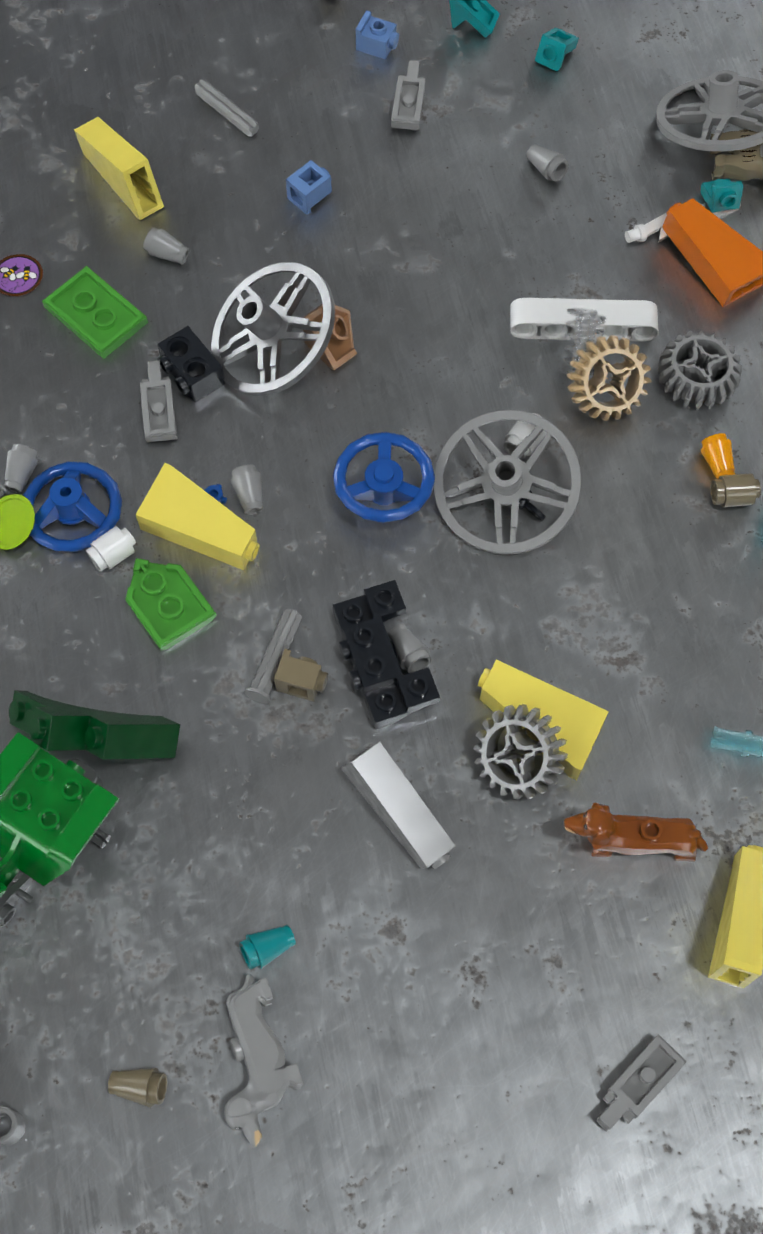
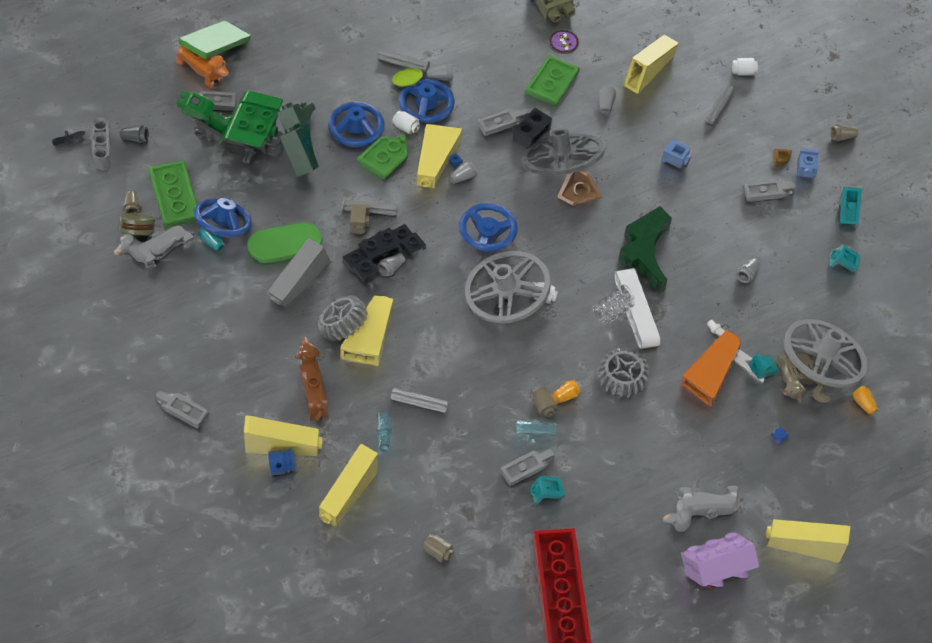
camera: 70 degrees right, 10 degrees down
(82, 631) = (355, 123): none -> blue piece
(133, 996) = (173, 193): none -> bright green tile
(168, 55) = (744, 66): none -> white brick
(202, 1084) = (136, 224): none -> olive head
(232, 912) = (222, 213): none -> blue piece
(309, 817) = (281, 242): none -> bright green tile
(348, 65) = (781, 156): none -> pearl gold tile
(482, 282) = (640, 251): none -> dark green arch
(630, 367) = (583, 326): tan gear -> none
(691, 674) = (419, 400): none -> light grey axle

